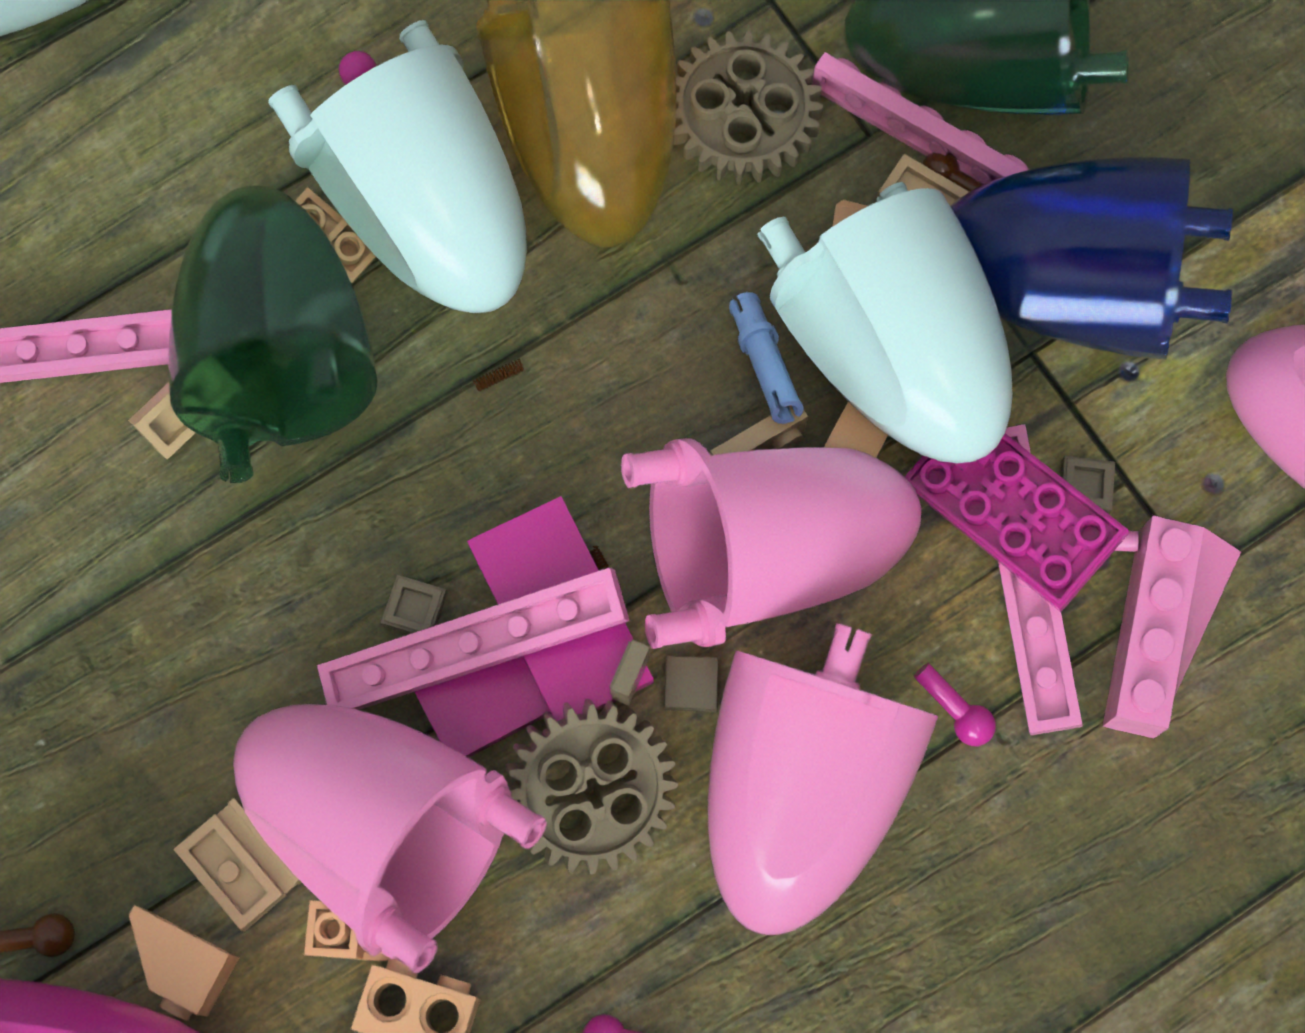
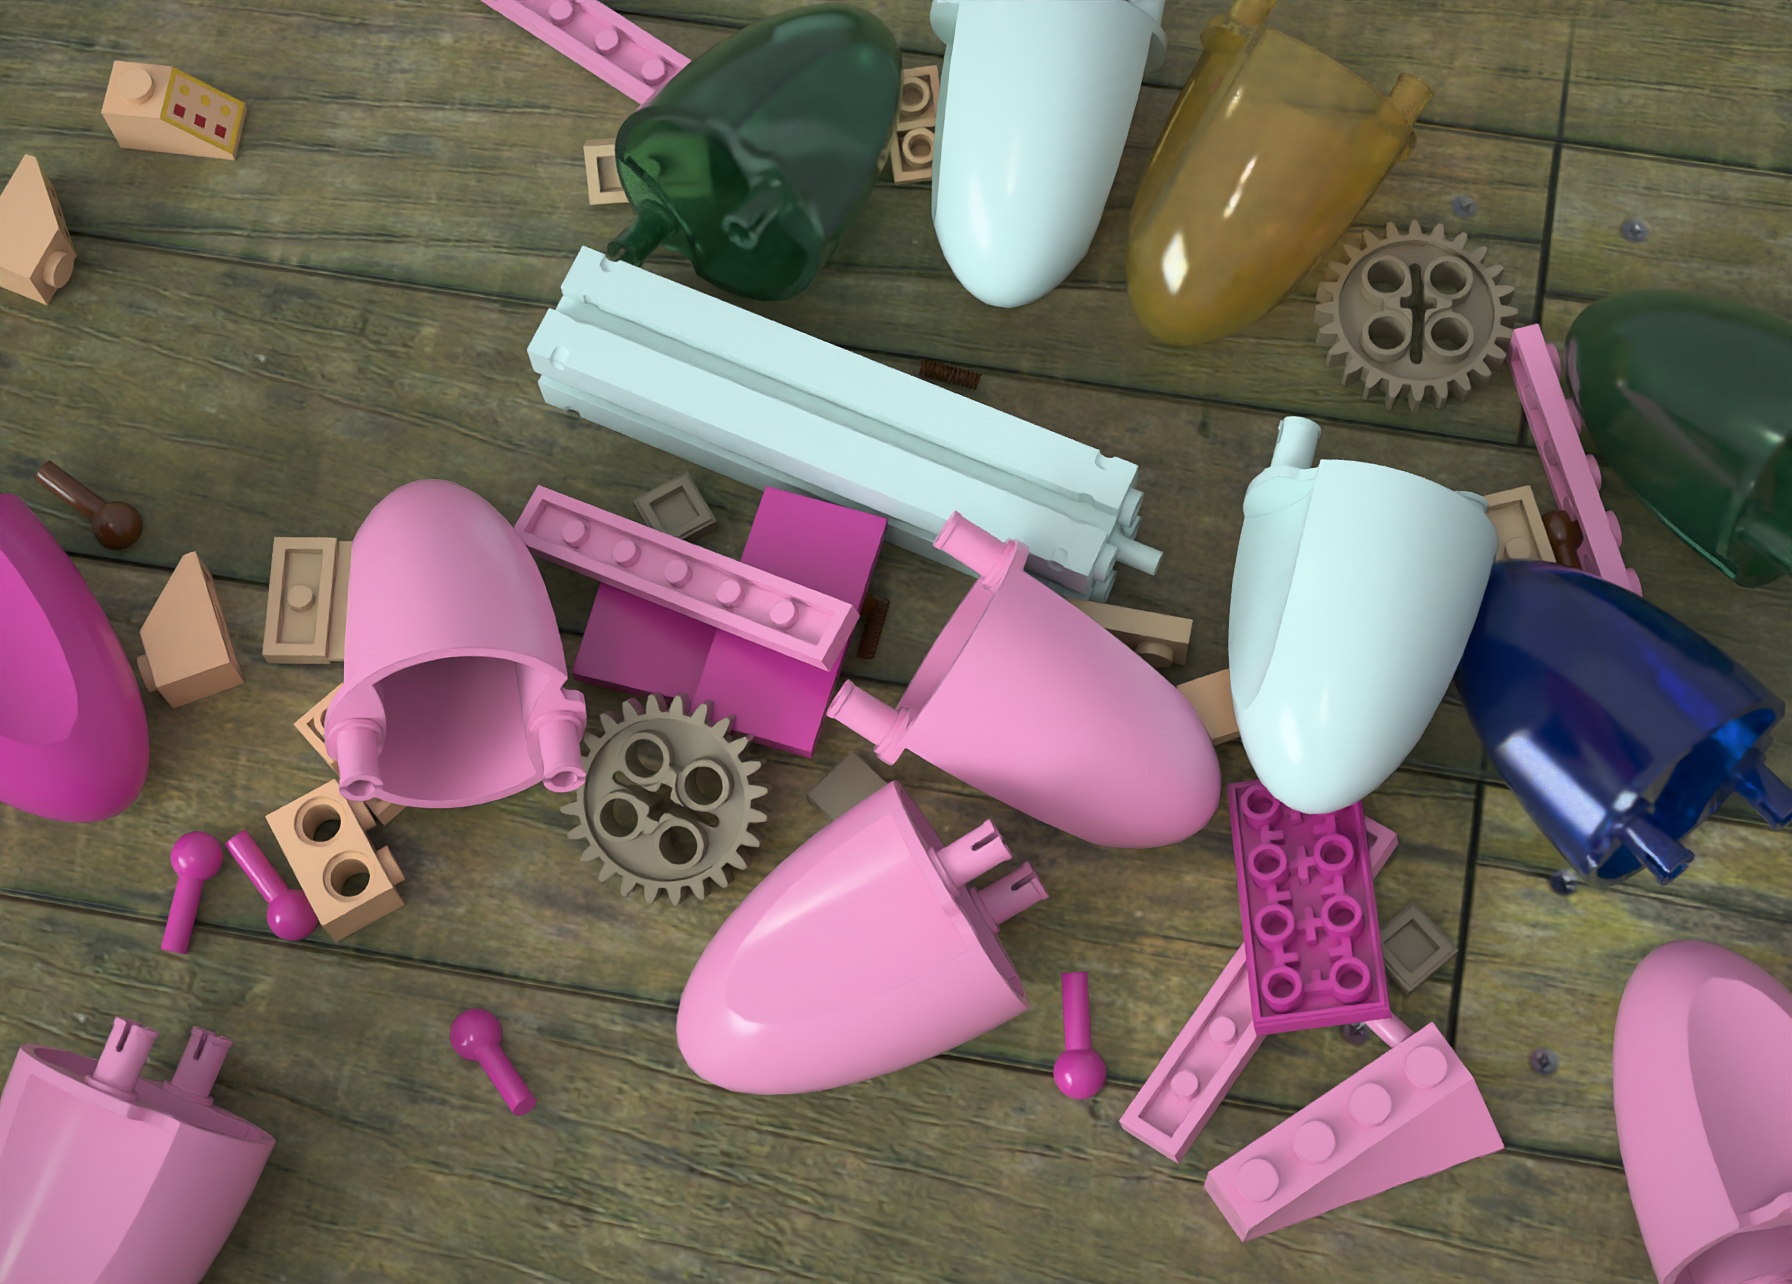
camera: 50 degrees right, 5 degrees down
(466, 470) = (832, 426): none -> light aqua brick
(629, 672) = (789, 720): dark tan tile -> none
(760, 342) = (1212, 542): light blue pin -> none

